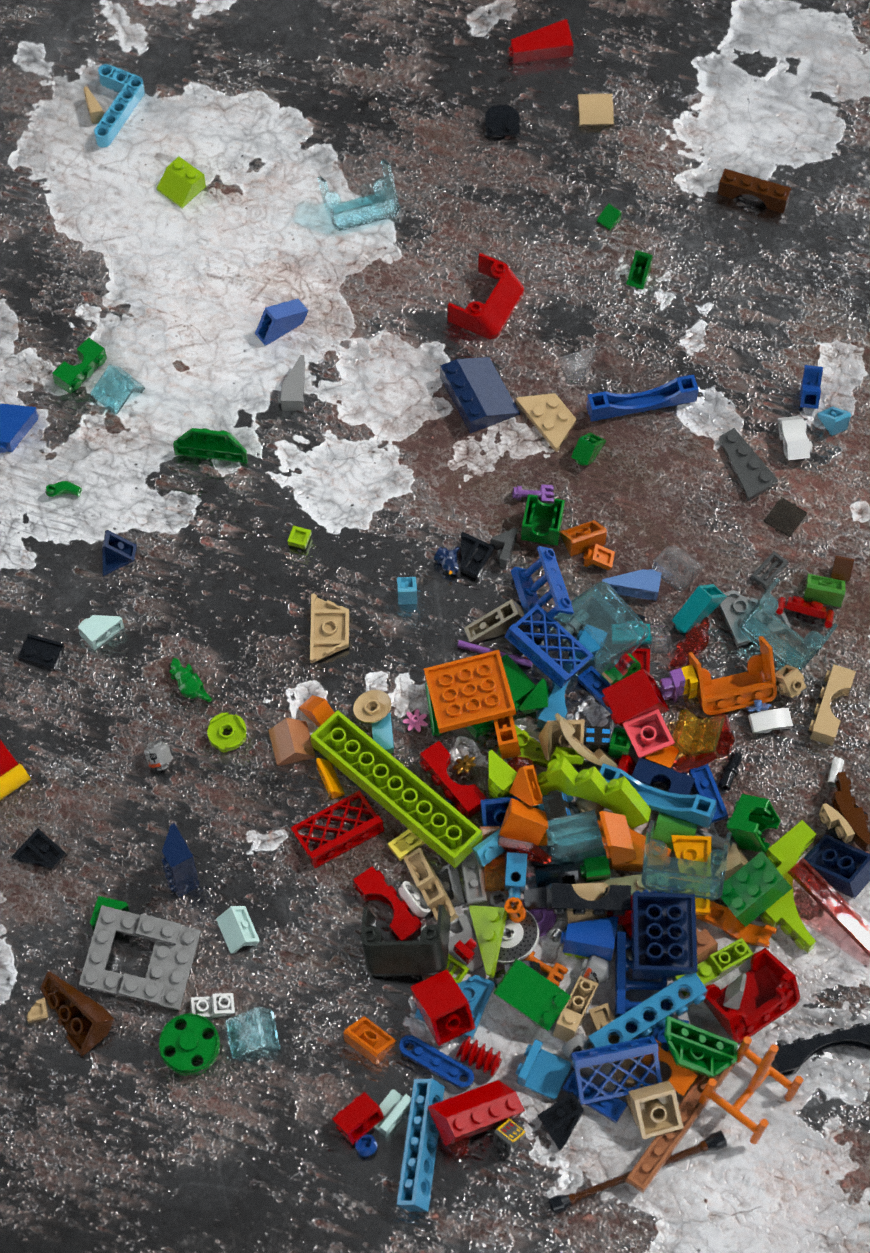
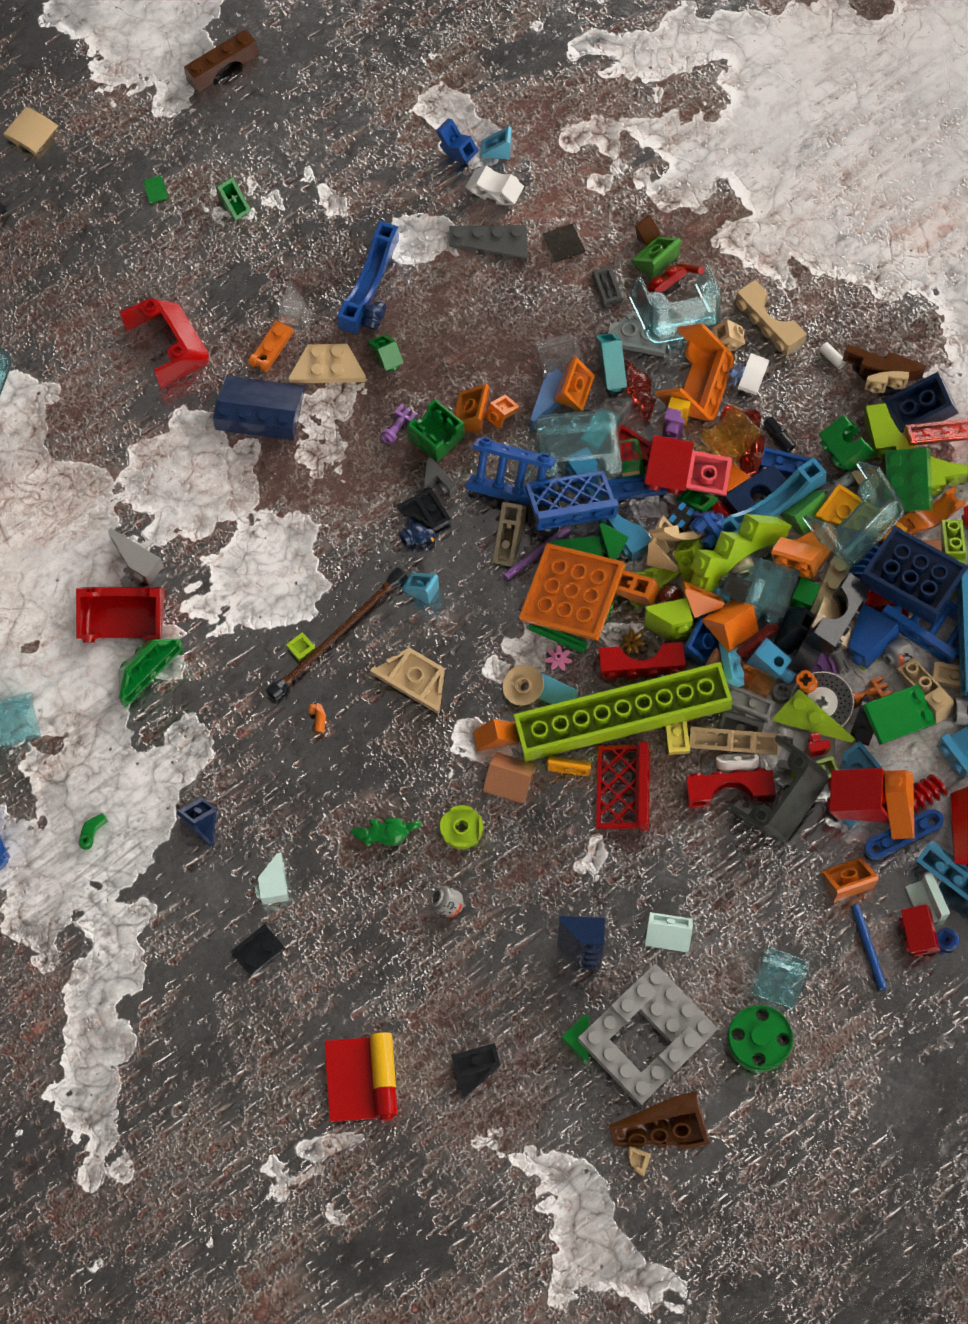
camera: 55 degrees left, 5 degrees up
(214, 1006) = (731, 997): white slope -> none
(243, 401) = (119, 613): none -> red windscreen
(255, 542) = (279, 688): none -> reddish brown hose
(255, 579) = (320, 716): none -> orange arm
(280, 320) = (53, 527): blue slope -> none
(321, 1088) = (873, 960): none -> blue bar
(455, 1036) = (900, 803): none -> orange slope
(535, 371) = (271, 346): none -> orange plate
(594, 748) = (710, 524): none -> blue hips
(614, 421) = (373, 315): none -> dark blue animal
(653, 592) = (574, 385): none -> orange slope

